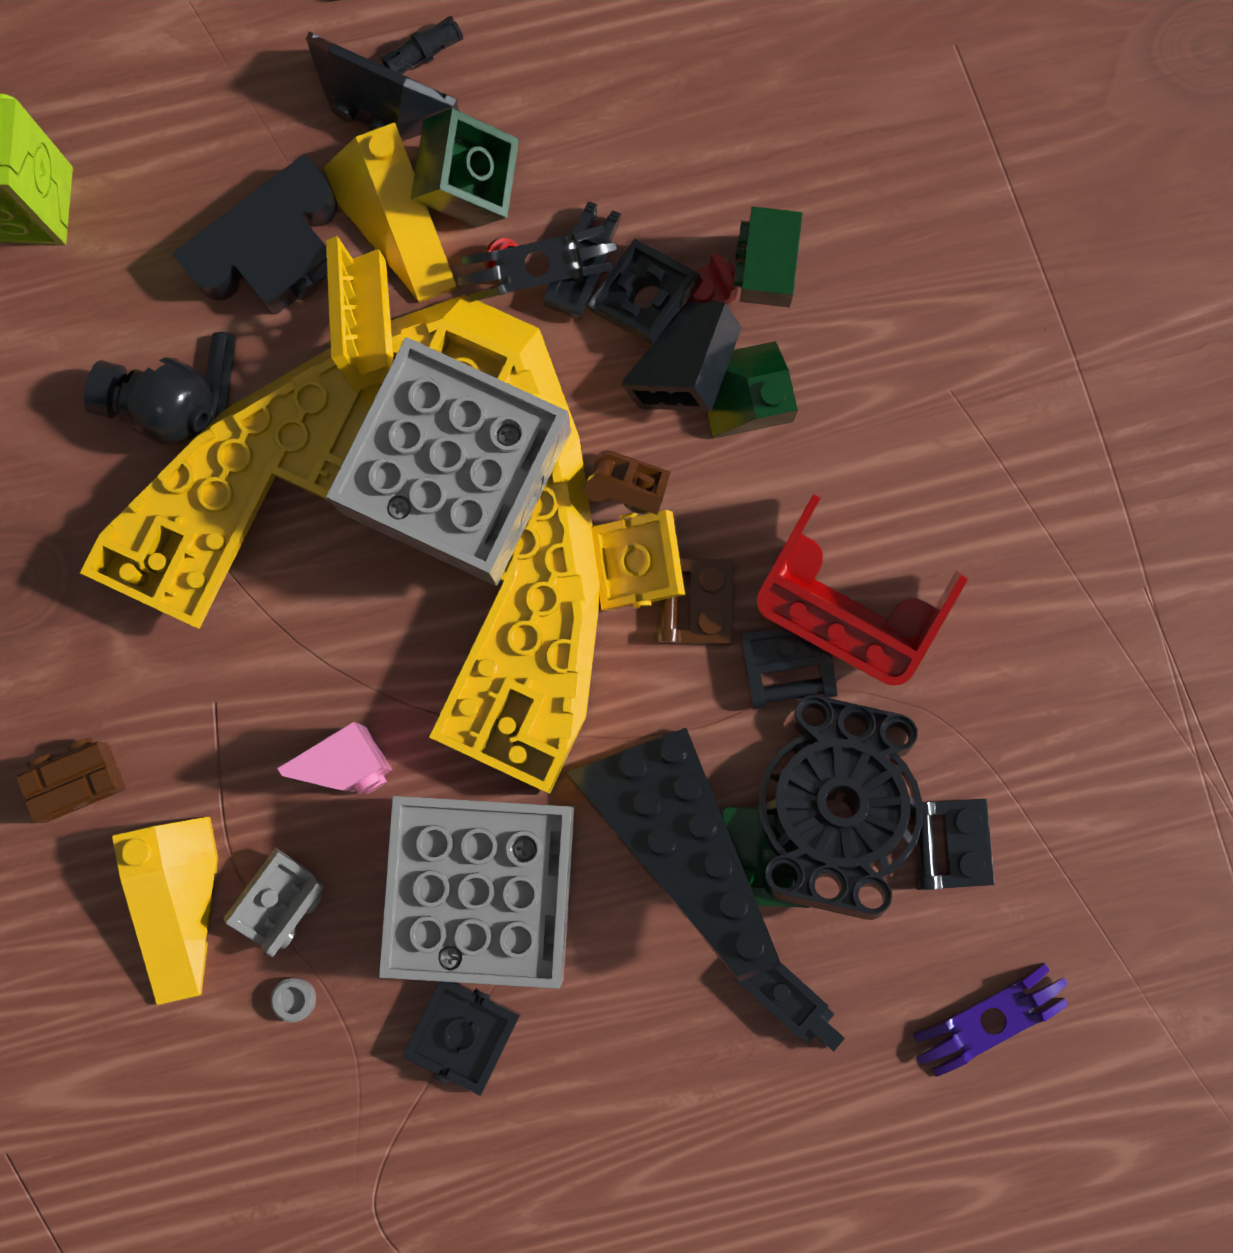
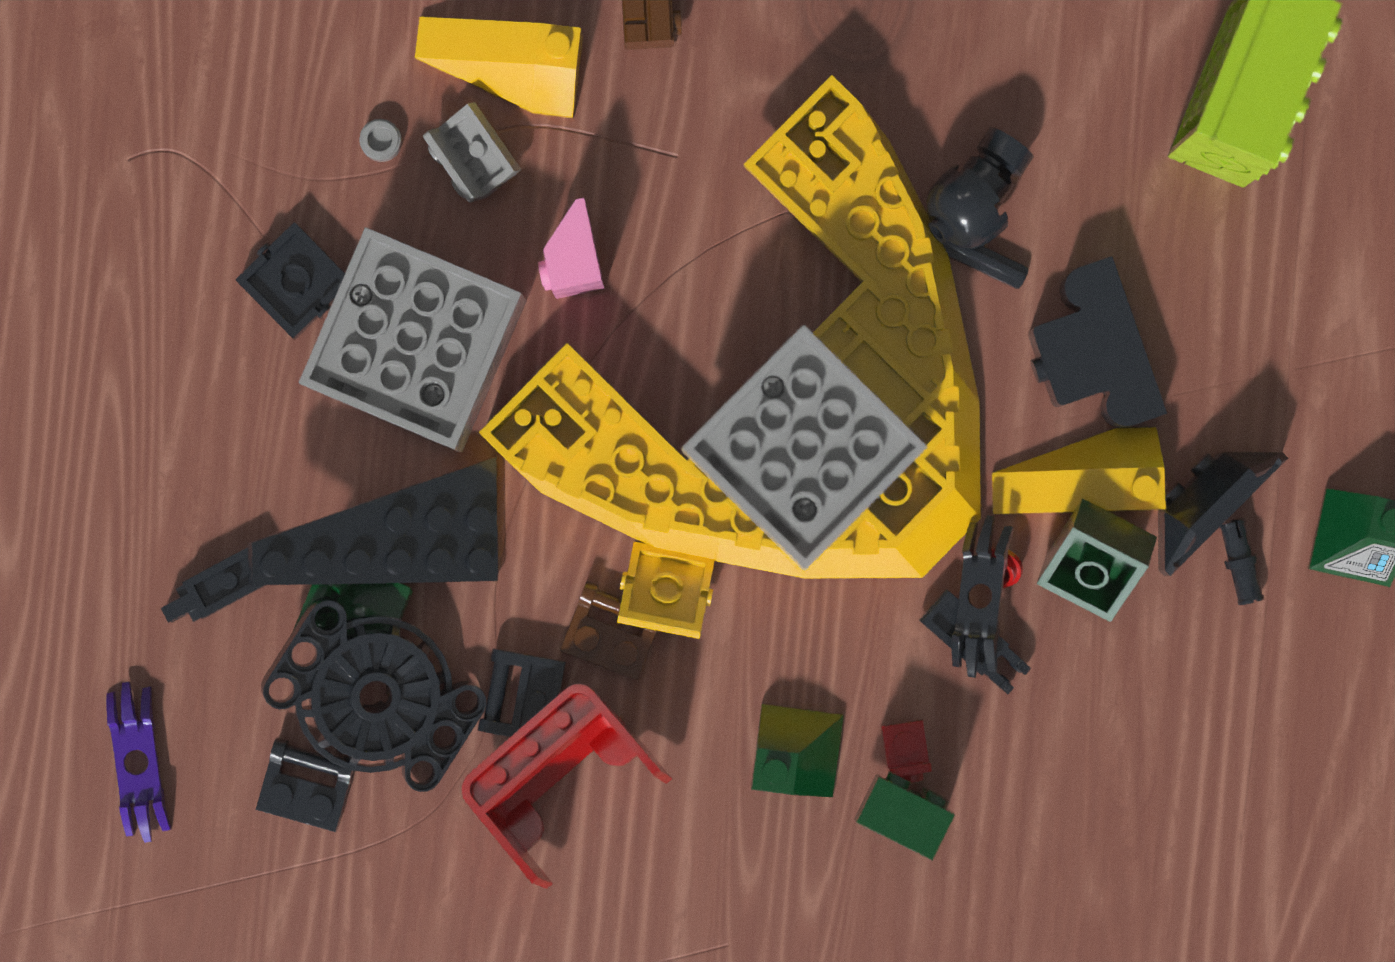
camera: 110 degrees right, 5 degrees up
(359, 314) = (985, 413): yellow fence -> none
(635, 270) = (948, 689): black piece -> none
(639, 491) = (734, 620): reddish brown plate -> none
(686, 361) = (839, 705): black slope -> none

